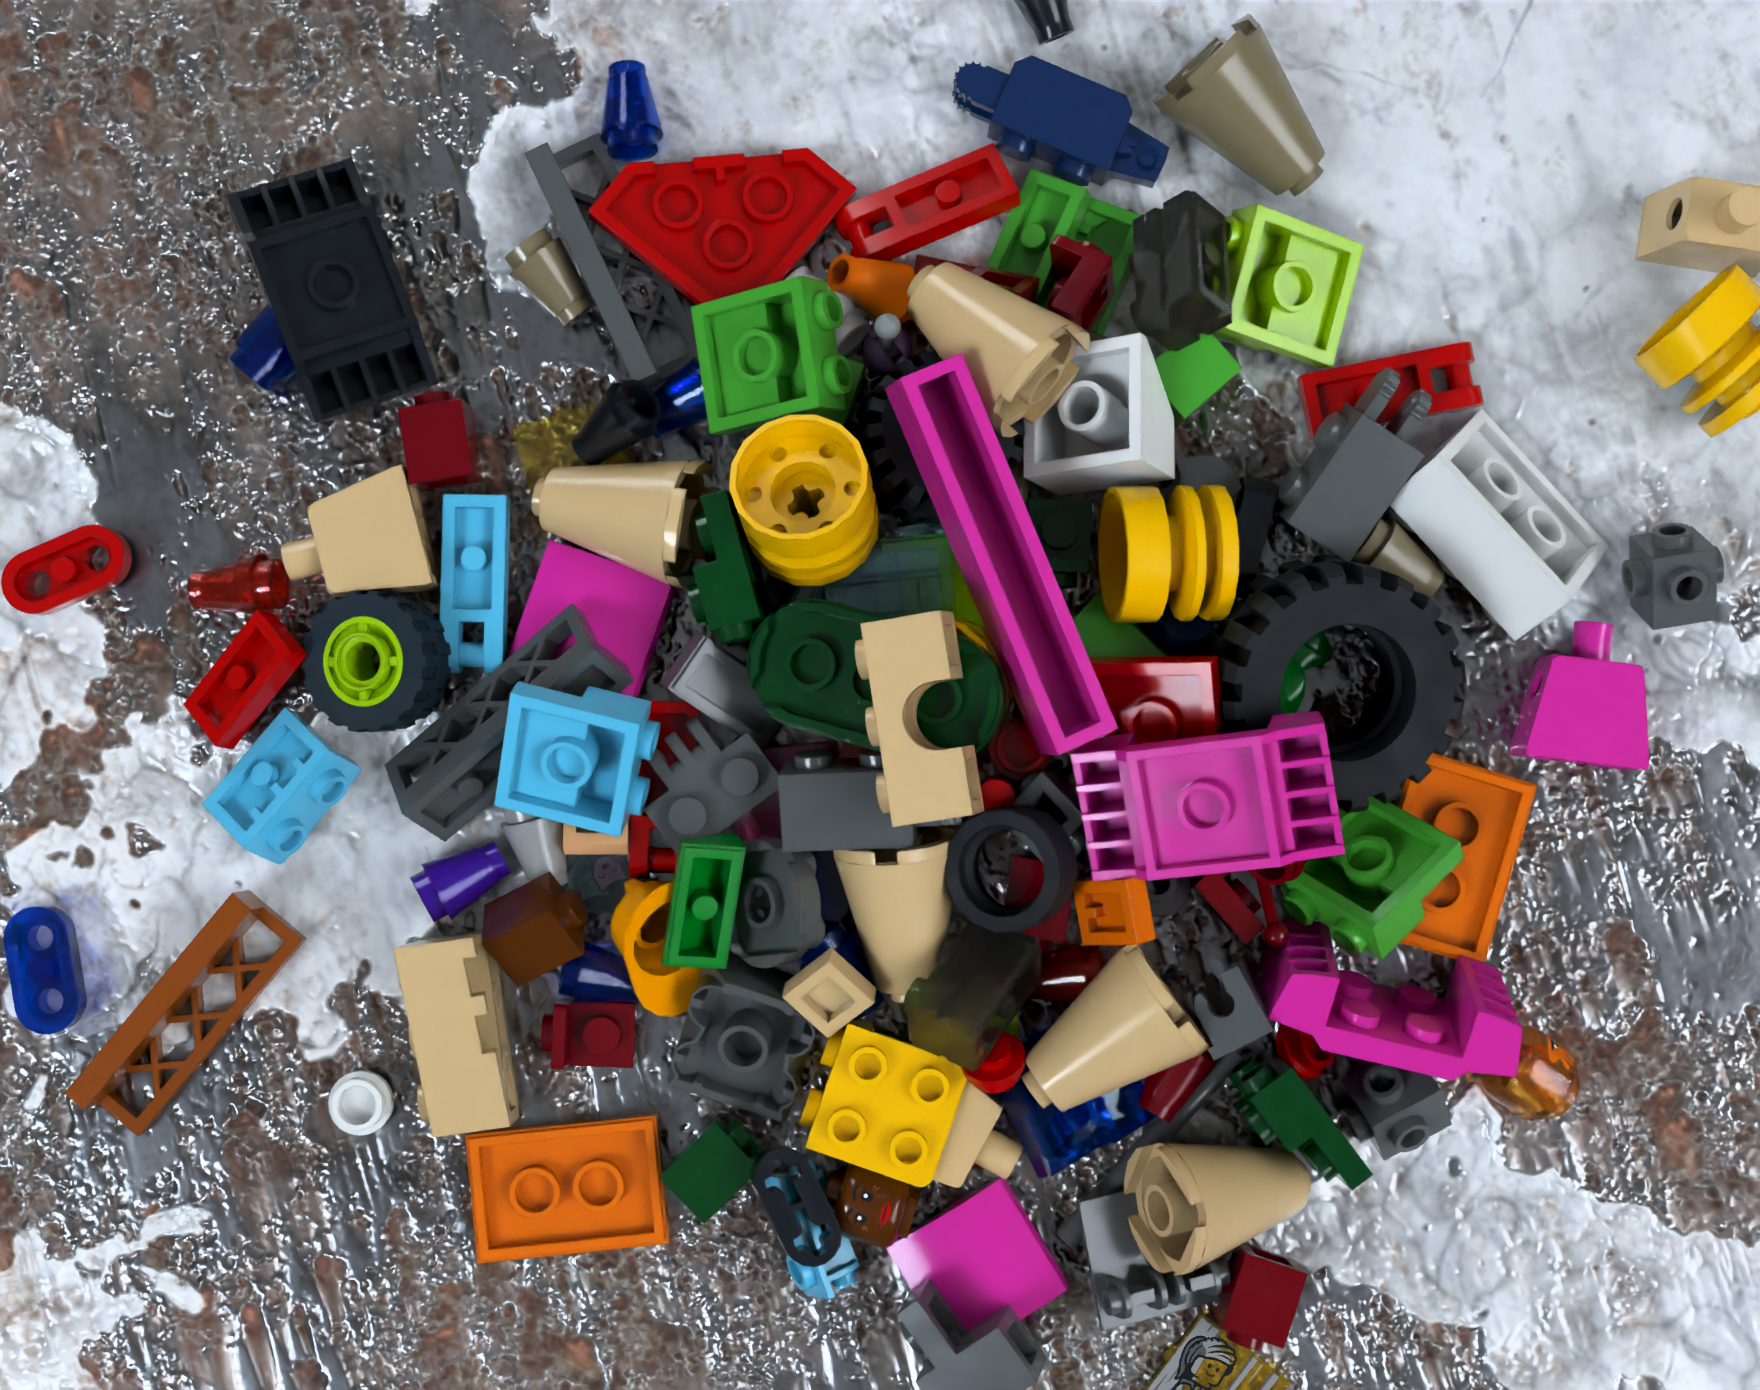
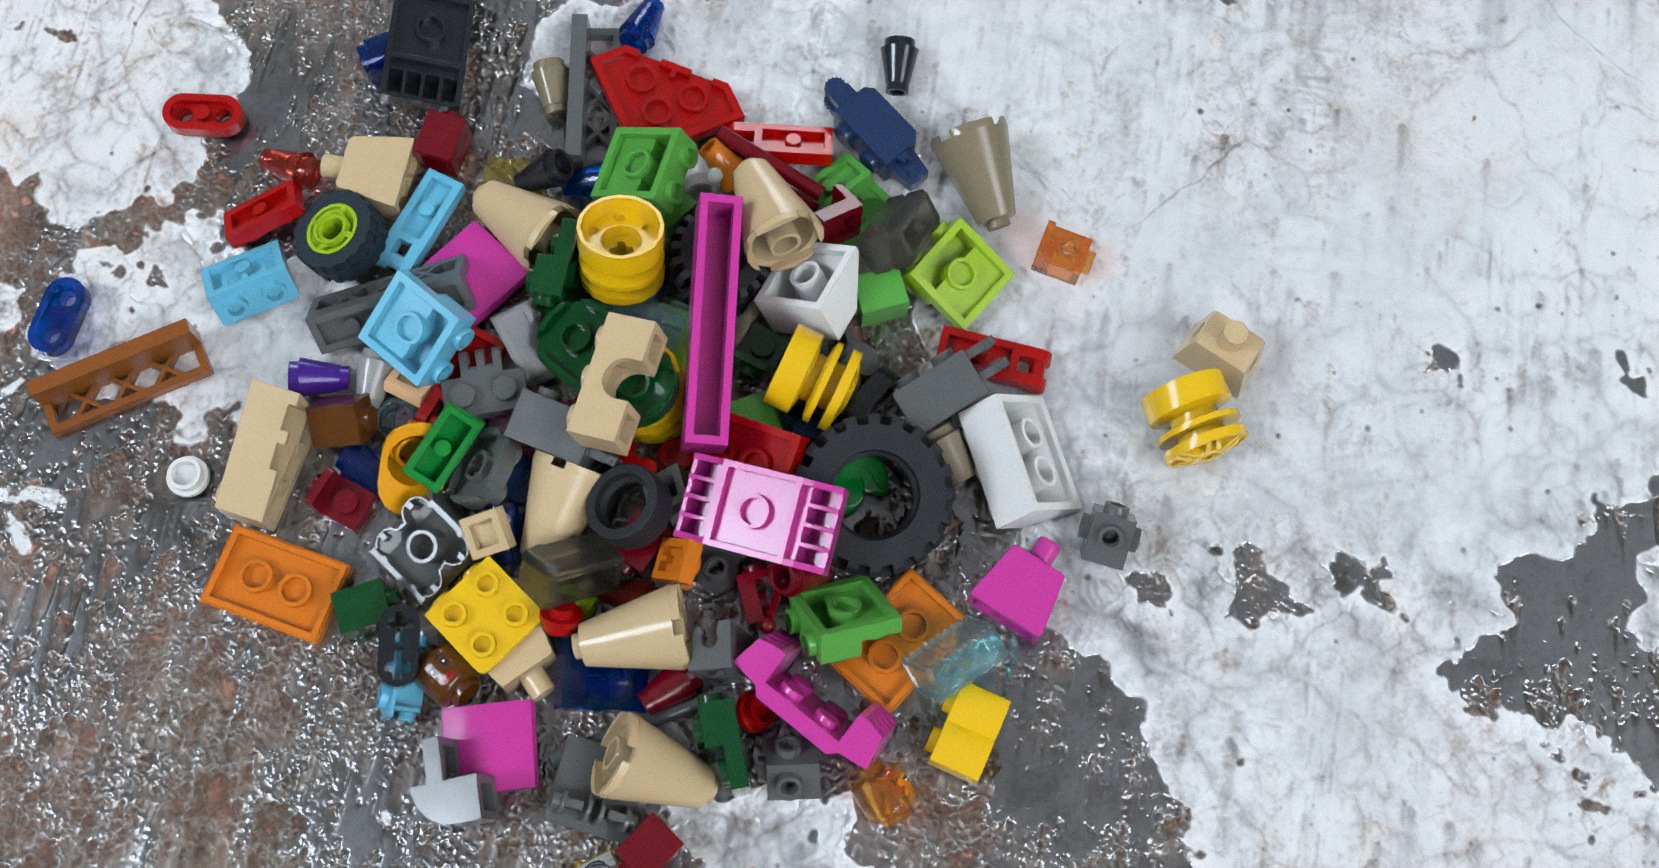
camera: 20 degrees right, 15 degrees down
(938, 250) = (787, 172): none -> dark red bar
(1401, 192) = (1055, 263): none -> clear orange brick
(1545, 852) = (955, 658): none -> clear light blue brick
(1601, 938) = (967, 732): none -> yellow brick

